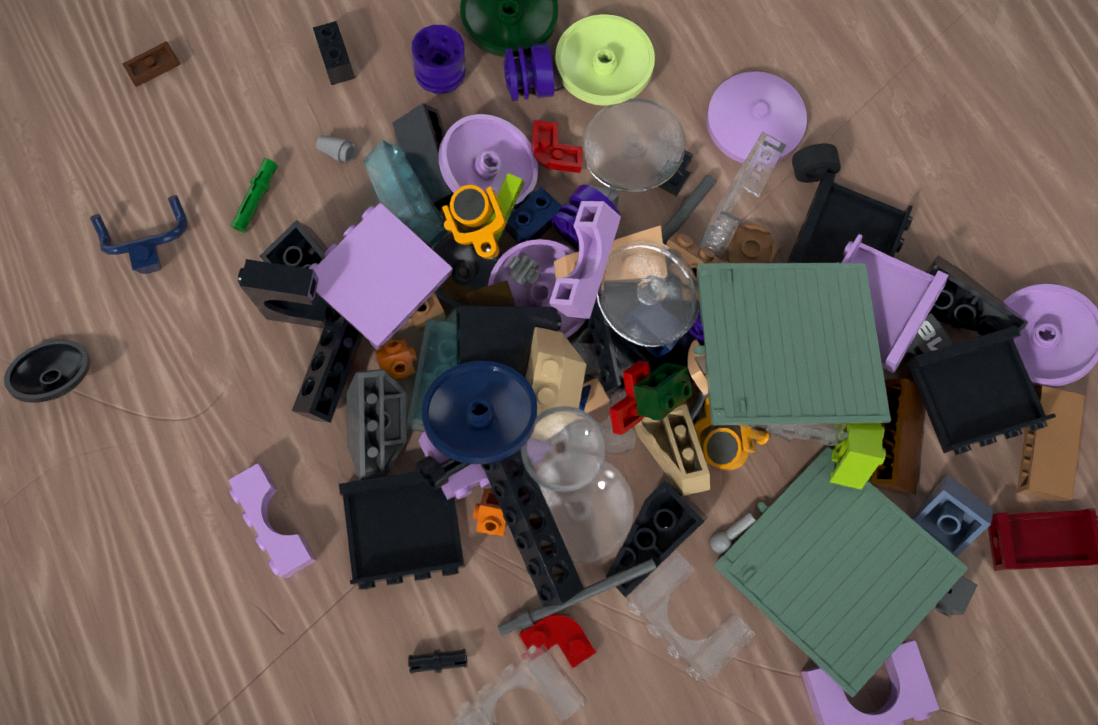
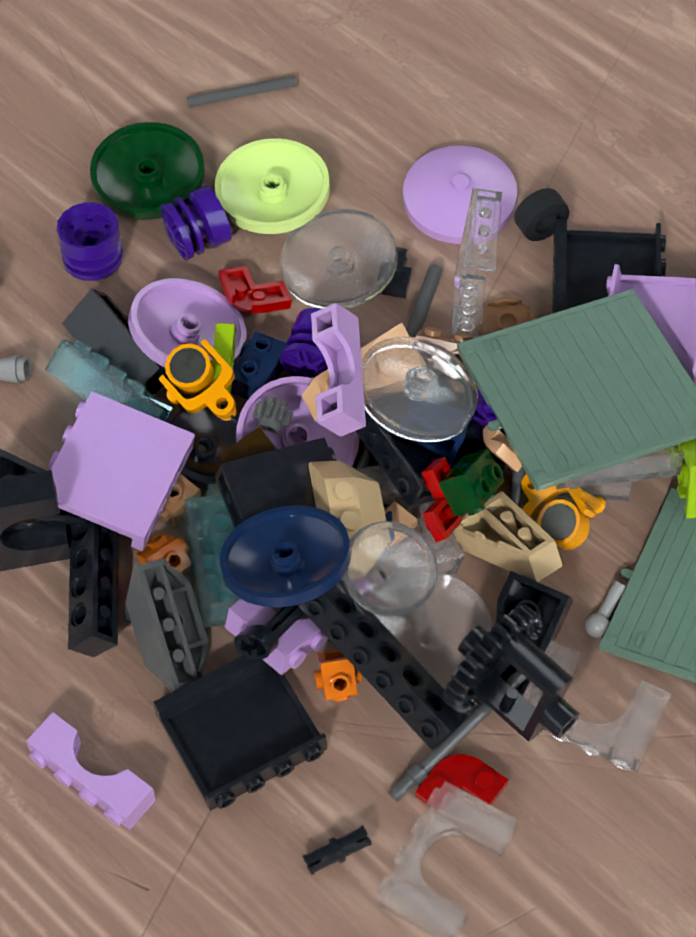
camera: 15 degrees left, 15 degrees down
(629, 585) = (490, 656): none -> black piece

